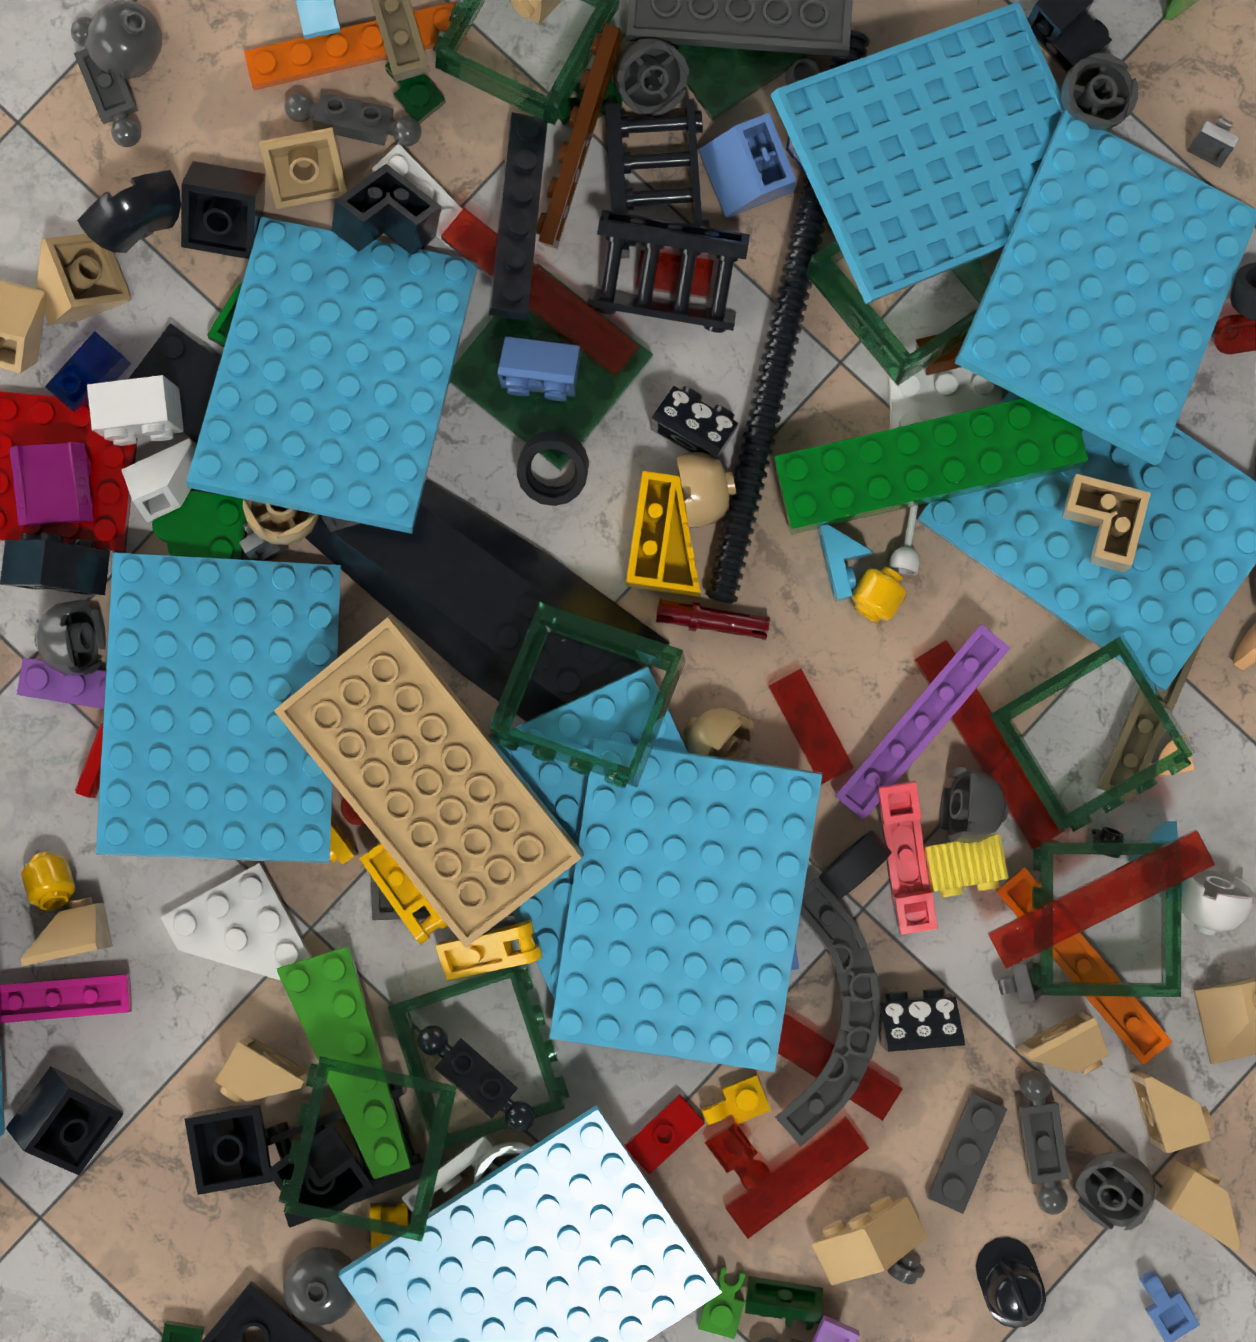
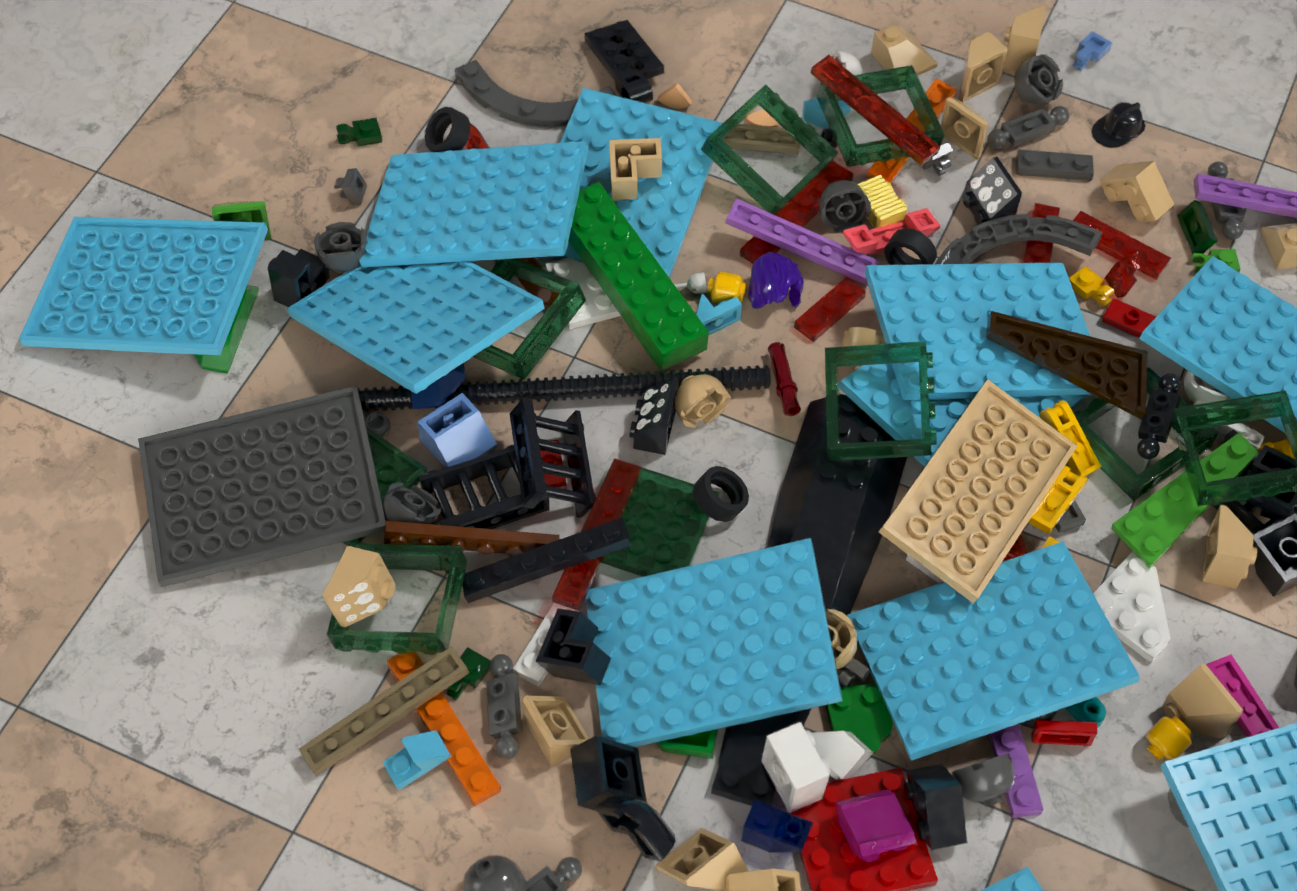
camera: 110 degrees left, 30 degrees down
(539, 368) = (655, 510): medium blue slope -> none
(576, 1020) = (1096, 365): none -> dark brown wing
(661, 539) = (742, 417): yellow wedge -> none
(870, 659) = (771, 279): none -> dark purple hair

